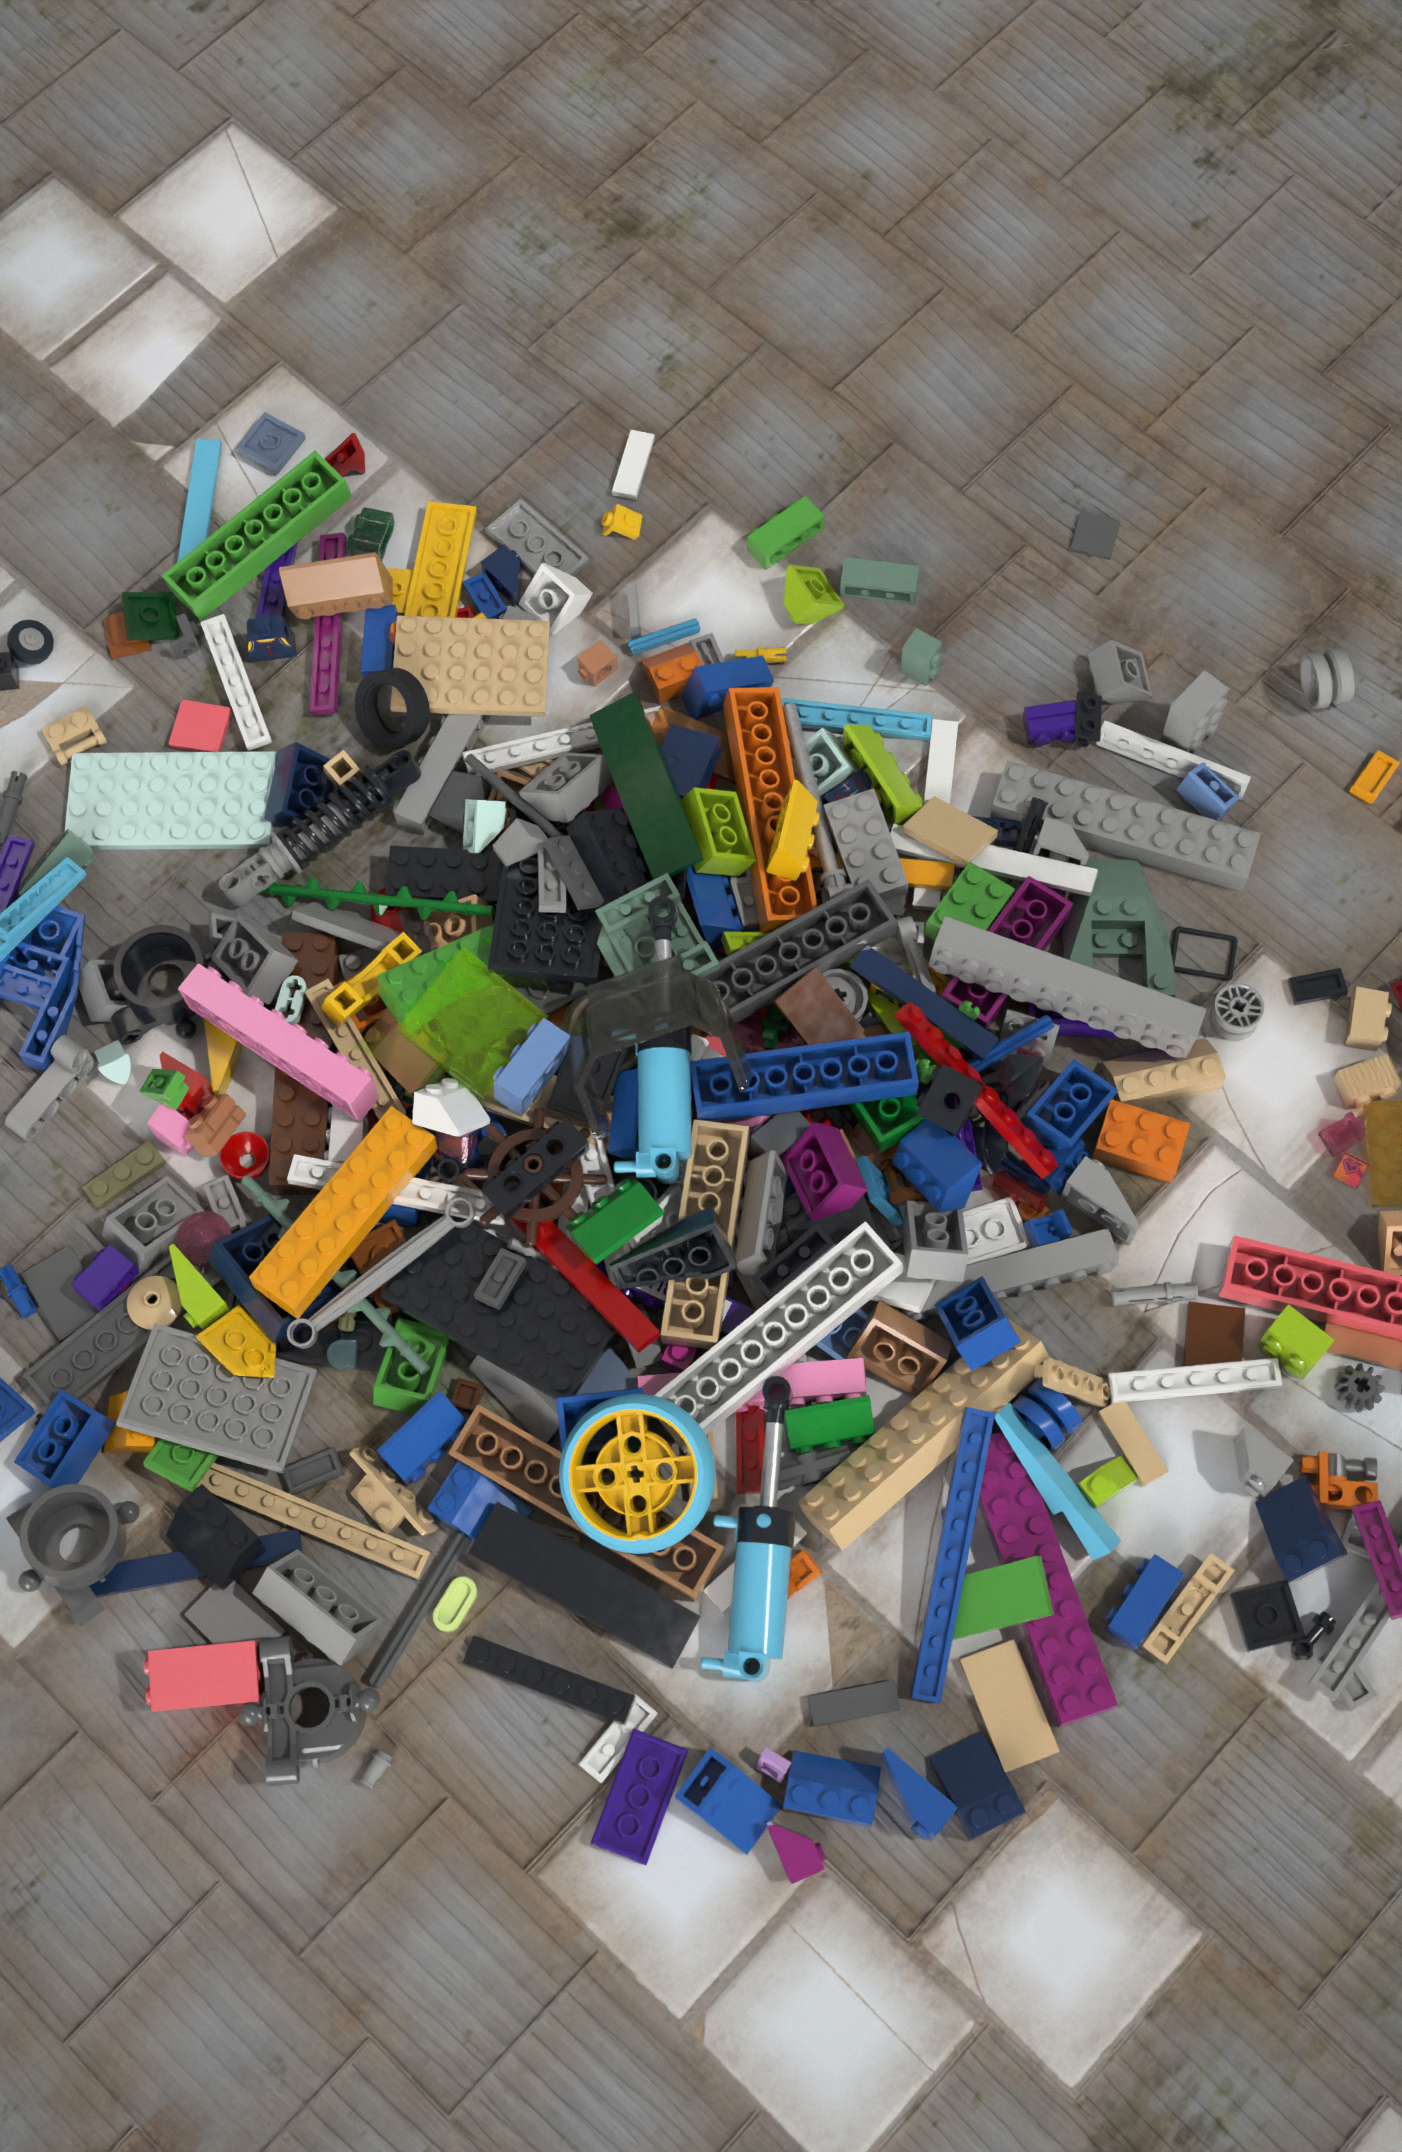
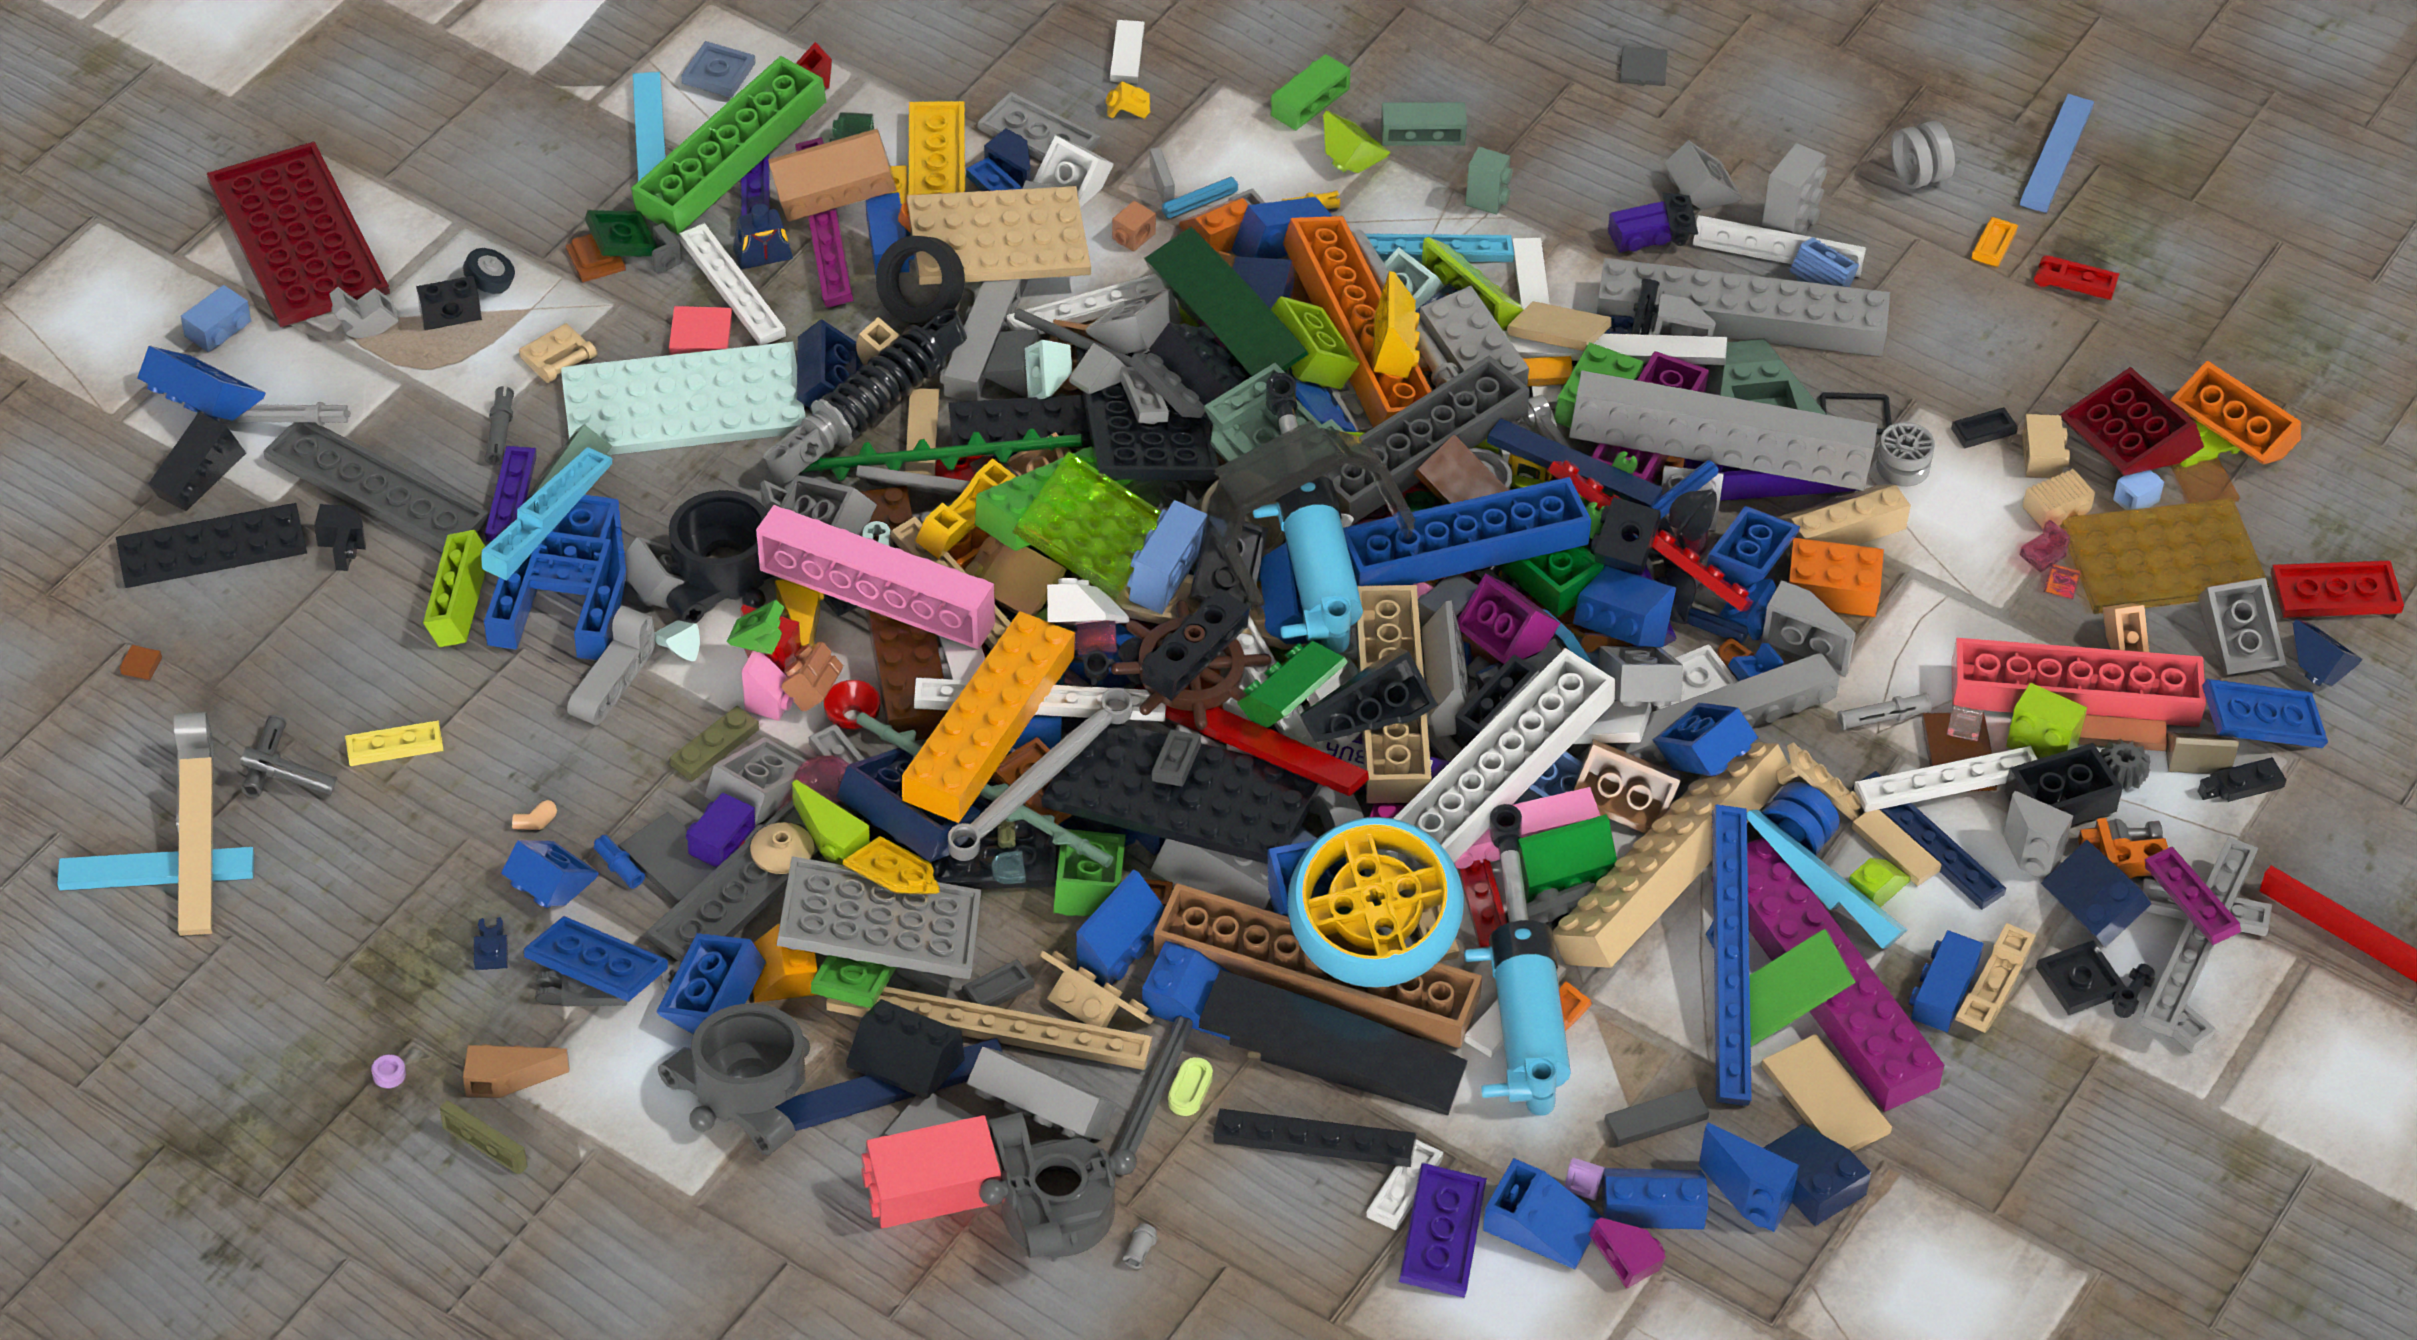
camera: 15 degrees left, 20 degrees down
(369, 862) = (922, 425): none -> tan tile
(1019, 1191) = (1716, 636): clear red pin -> none
(1173, 1452) = (1956, 863): none -> dark blue tile
(1224, 1321) = (1965, 722): none -> clear tile
(1298, 1410) = (2069, 781): none -> black brick

